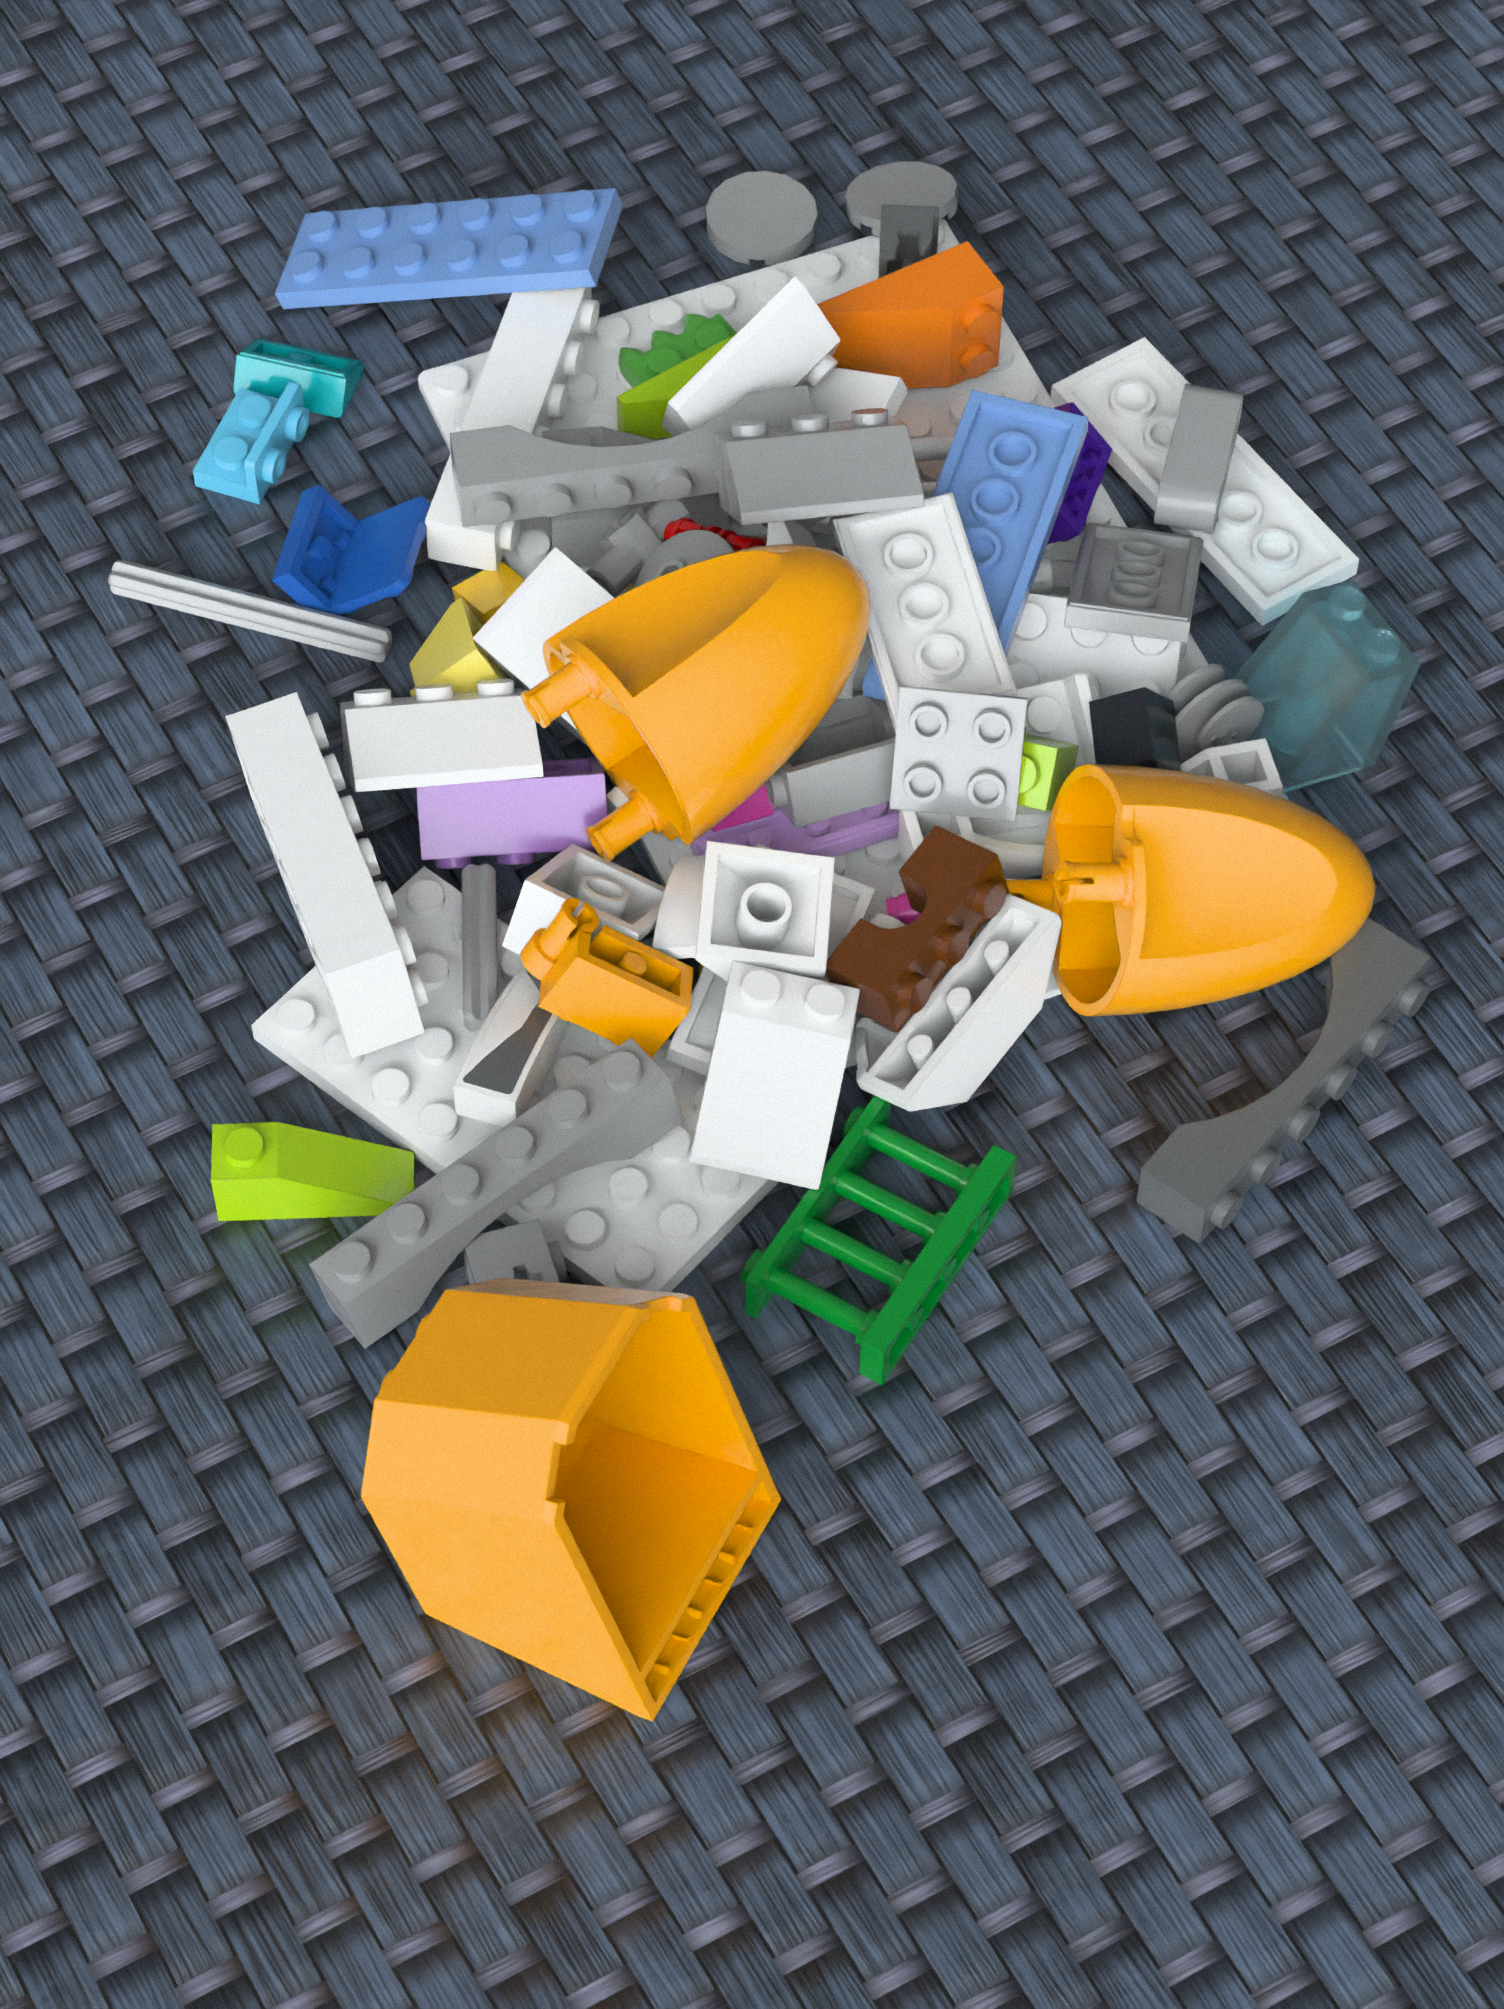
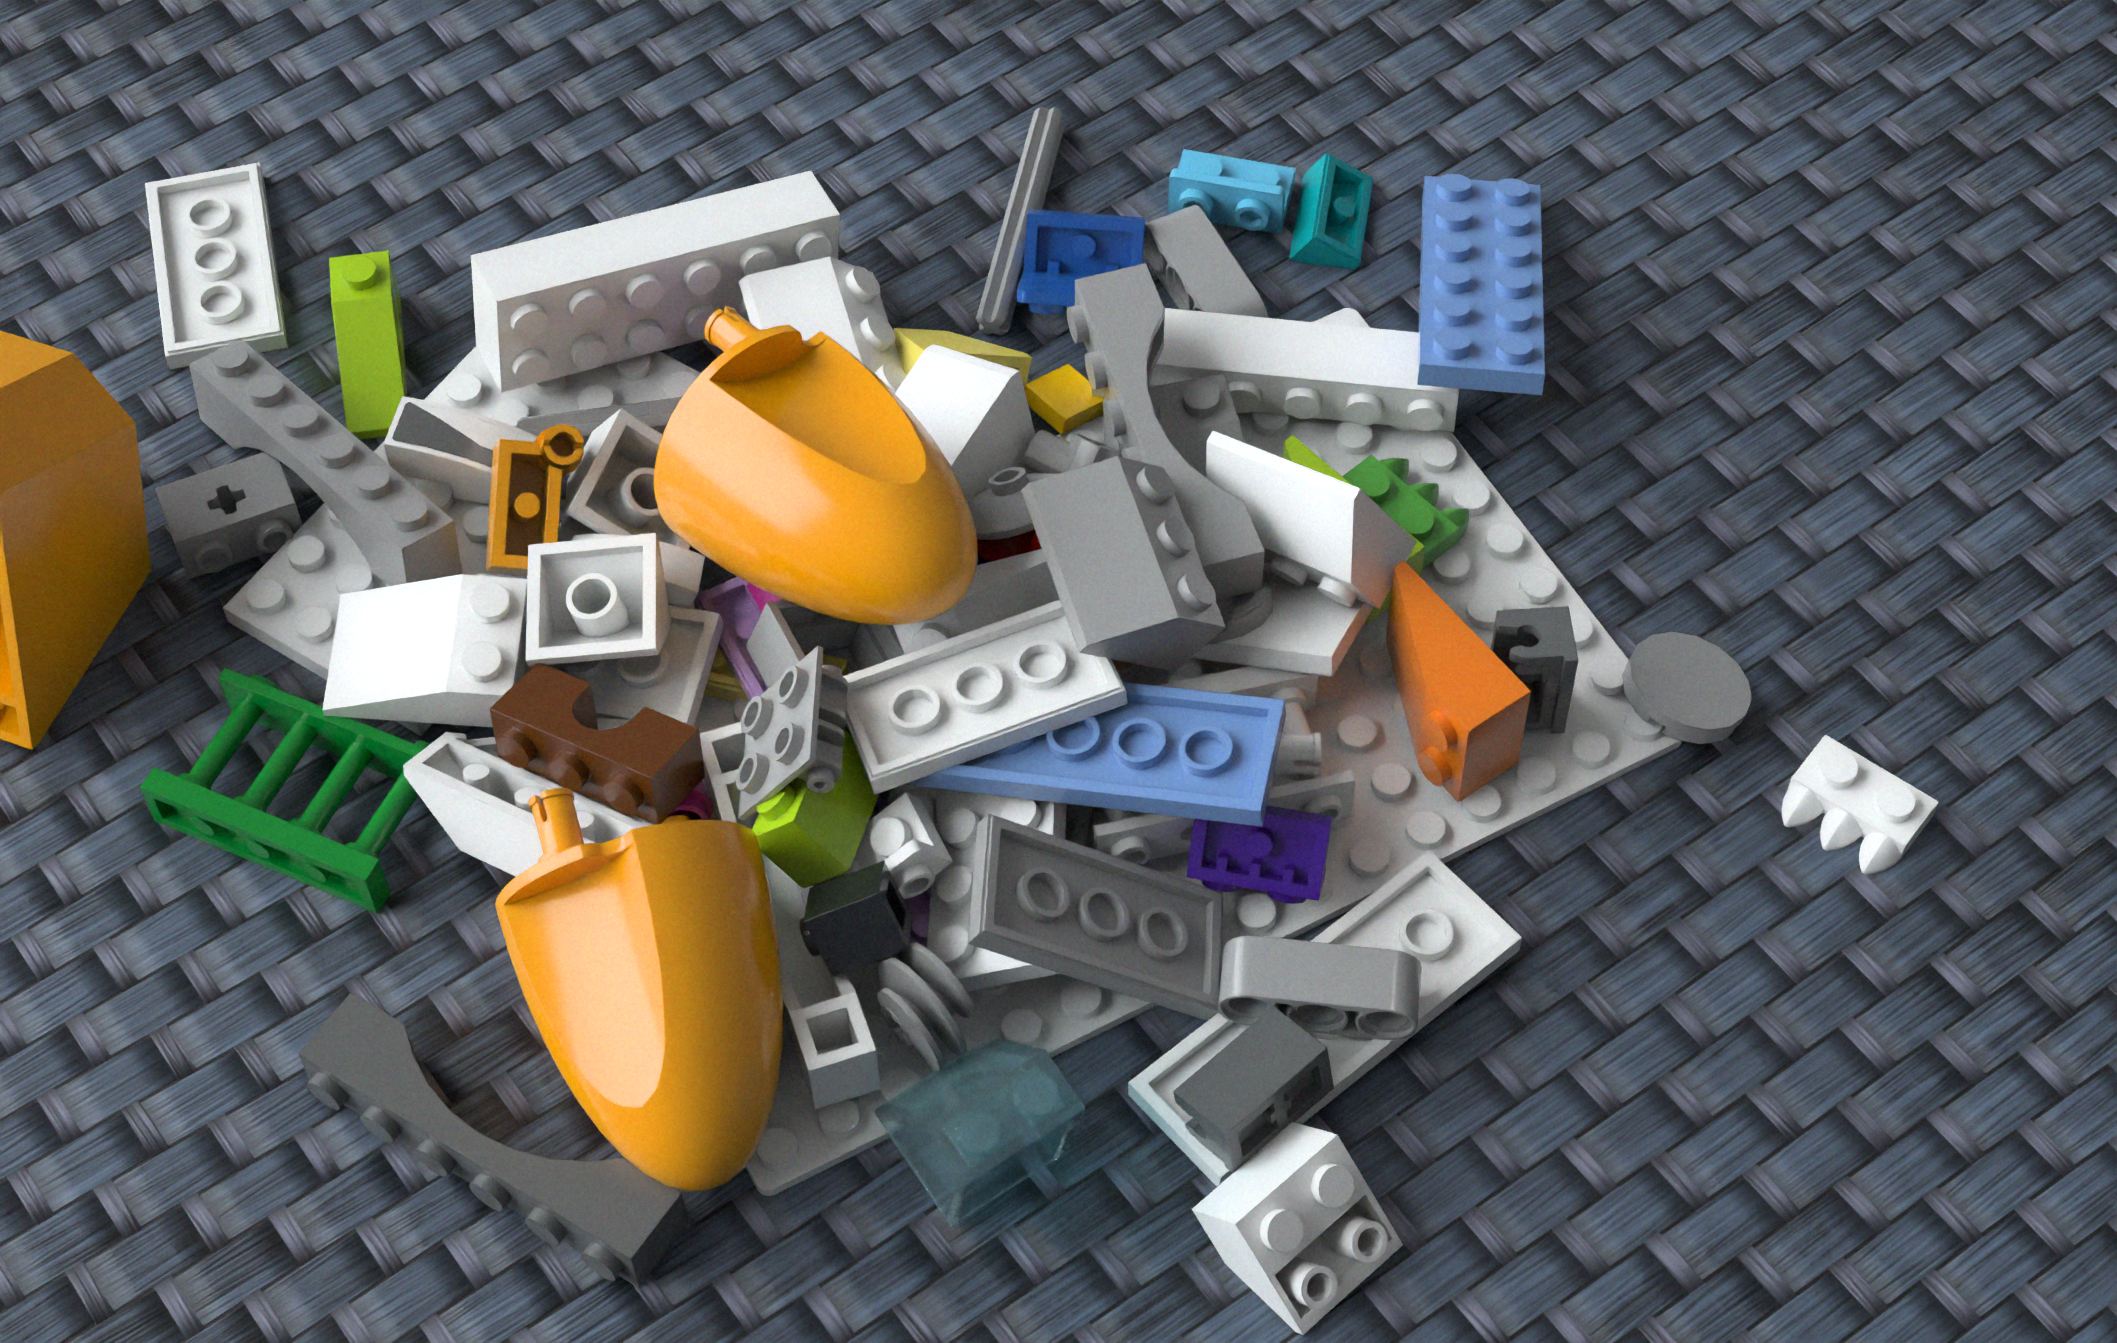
camera: 85 degrees right, 0 degrees up
(139, 1338) = (215, 263): none -> white tile
(372, 466) = (1199, 266): none -> light grey beam
(761, 217) = (1637, 568): light grey tile -> none
(1021, 120) = (1856, 803): none -> white plate
(1296, 507) = (1255, 1088): none -> dark grey hinge
(1399, 515) = (1299, 1224): none -> white slope

